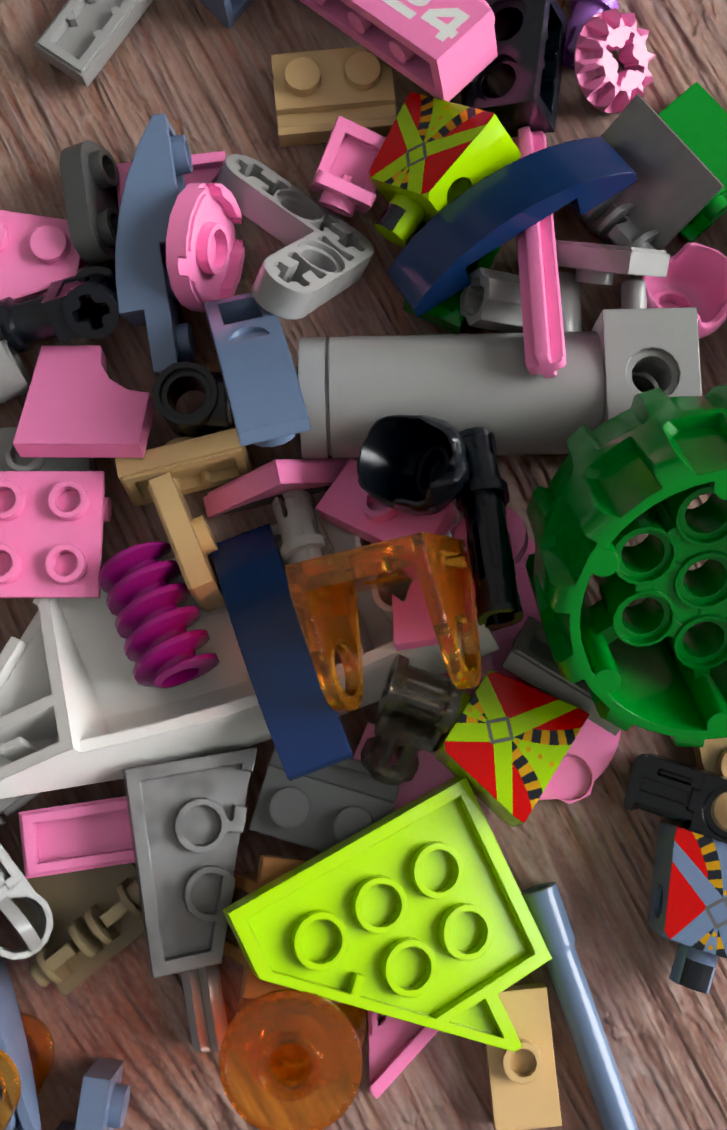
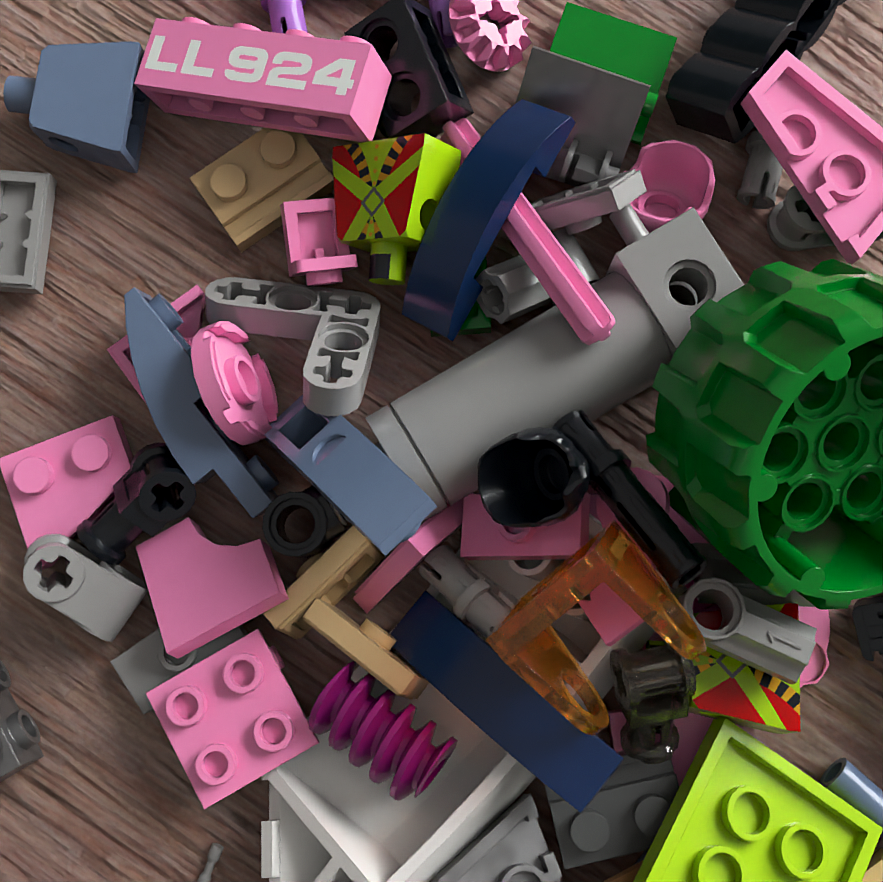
camera: 25 degrees left, 0 degrees up
(91, 200) = (107, 395): dark grey plate -> none
(529, 708) = (753, 631): none -> light grey piece

